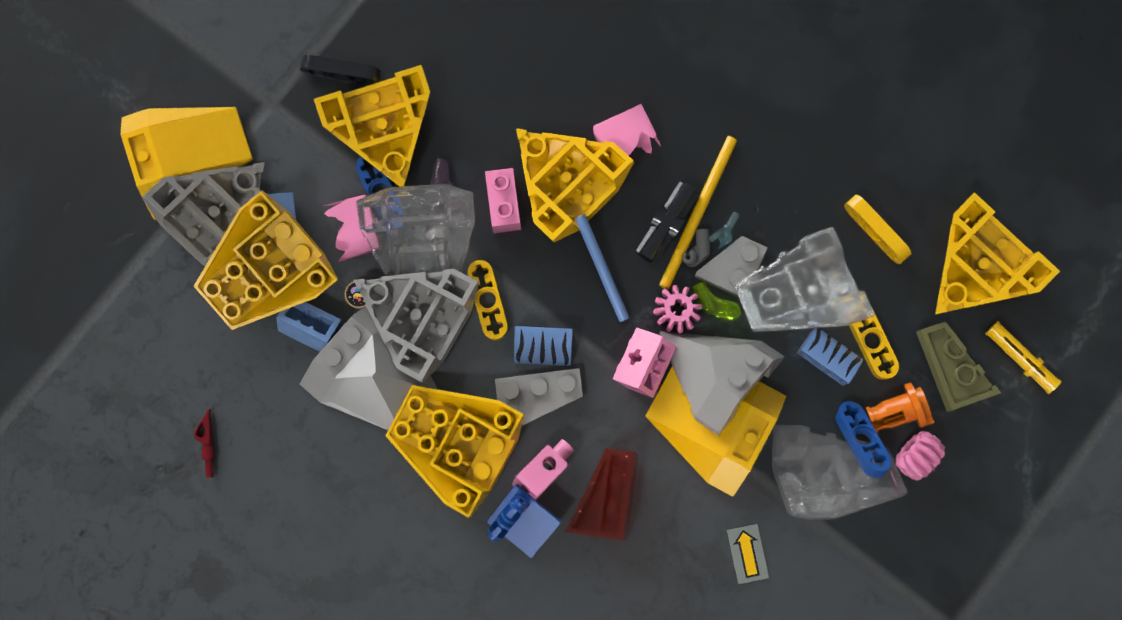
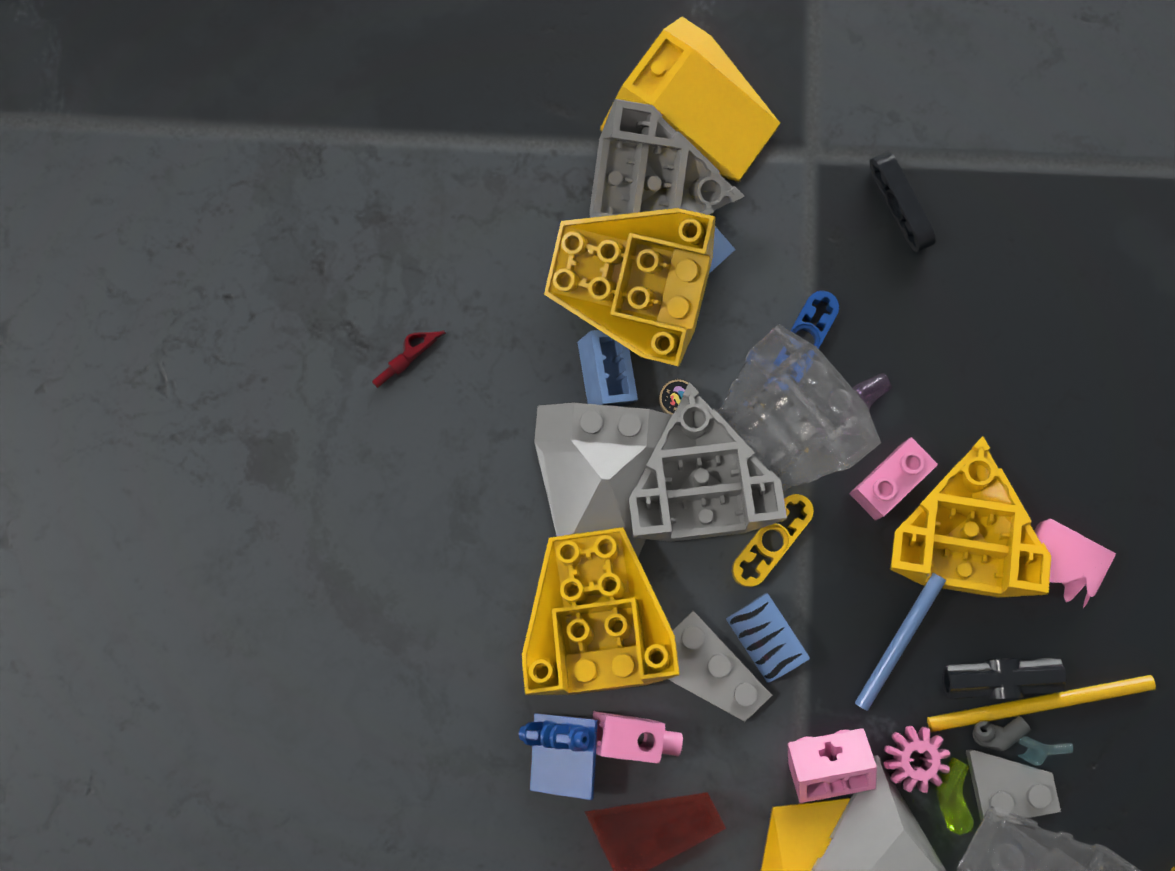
camera: 55 degrees right, 0 degrees up
(349, 236) = (734, 342): bright pink piece -> none
(380, 120) = (882, 284): yellow wedge -> none

